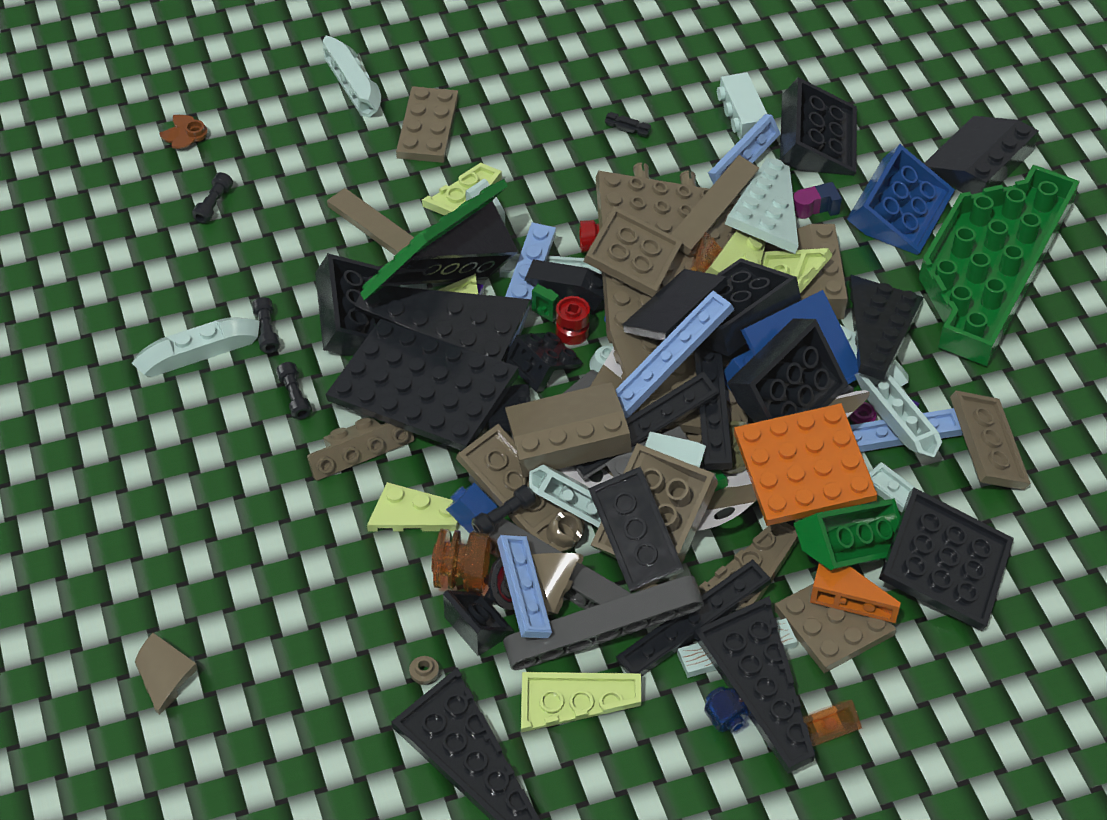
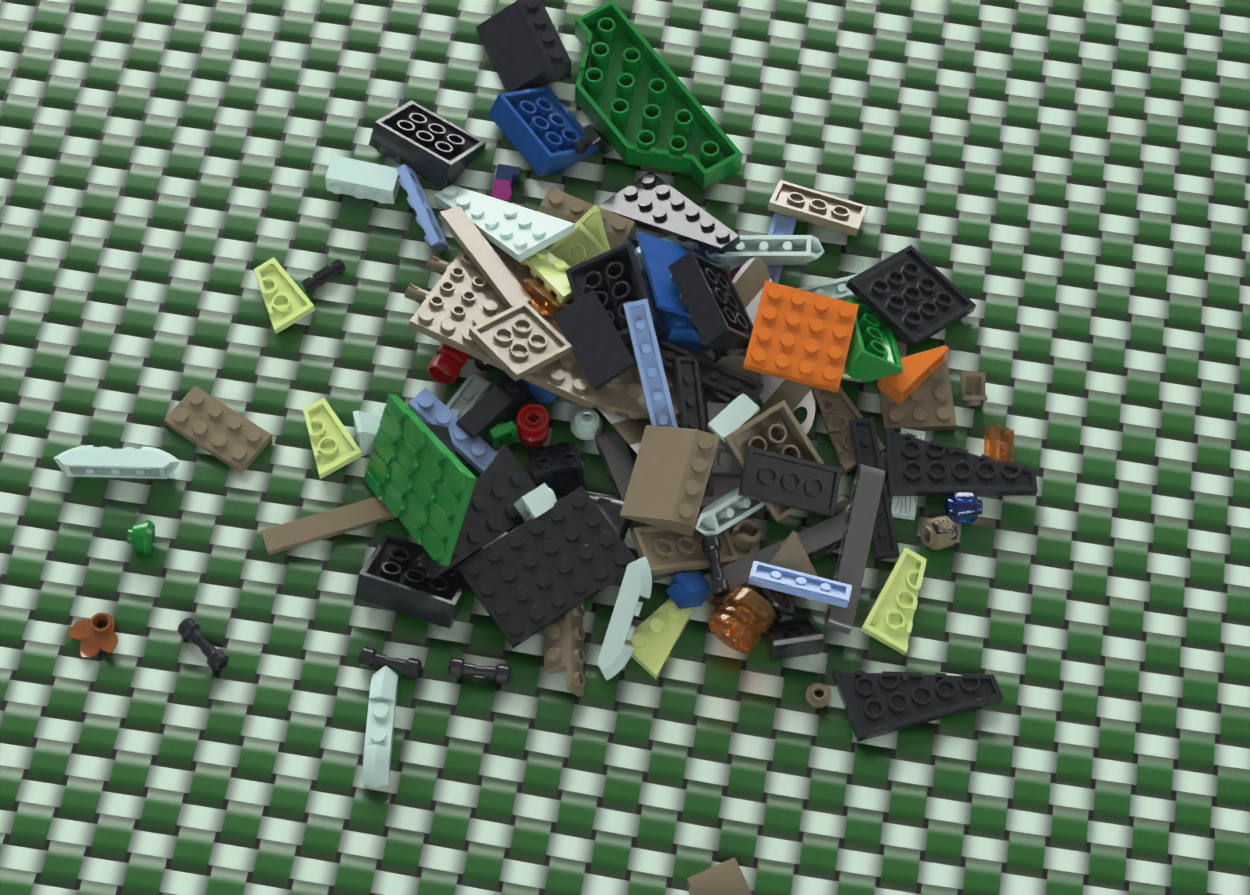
camera: 65 degrees left, 10 degrees up
(290, 119) = (142, 537): none -> green cone
(401, 461) = (635, 584): none -> light aqua brick
(482, 343) = (536, 502): none -> light aqua brick
(586, 107) = (281, 295): none -> yellowish green wing
(681, 701) = (939, 532): none -> dark tan head
(881, 663) = (973, 388): none -> dark tan bracket
(917, 233) = (593, 137): none -> black piece

